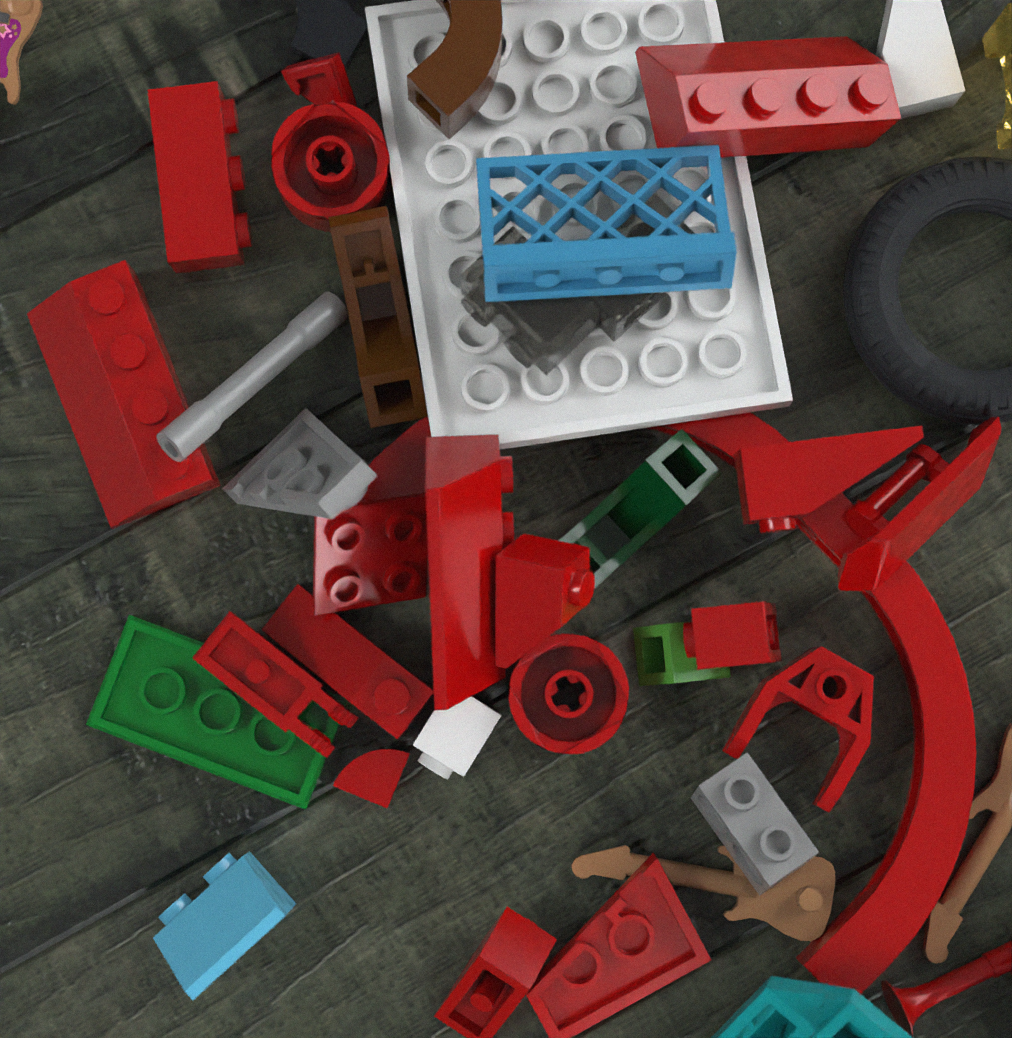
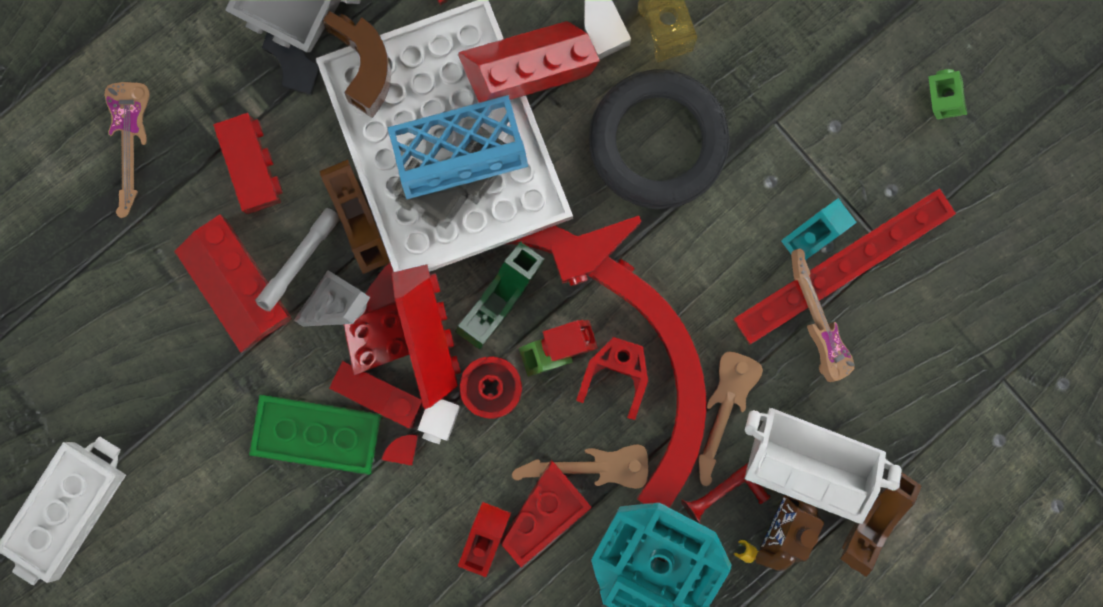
camera: 10 degrees left, 0 degrees up
(222, 922) = (339, 539): medium azure slope -> none
(269, 680) = (338, 412): red hinge -> none
(320, 80) = (302, 101): red tile -> none
(330, 135) = (310, 128): red brick -> none
(537, 592) = (463, 338): red slope -> none
(753, 824) = (598, 434): light grey brick -> none
(895, 541) = (639, 275): red piece -> none

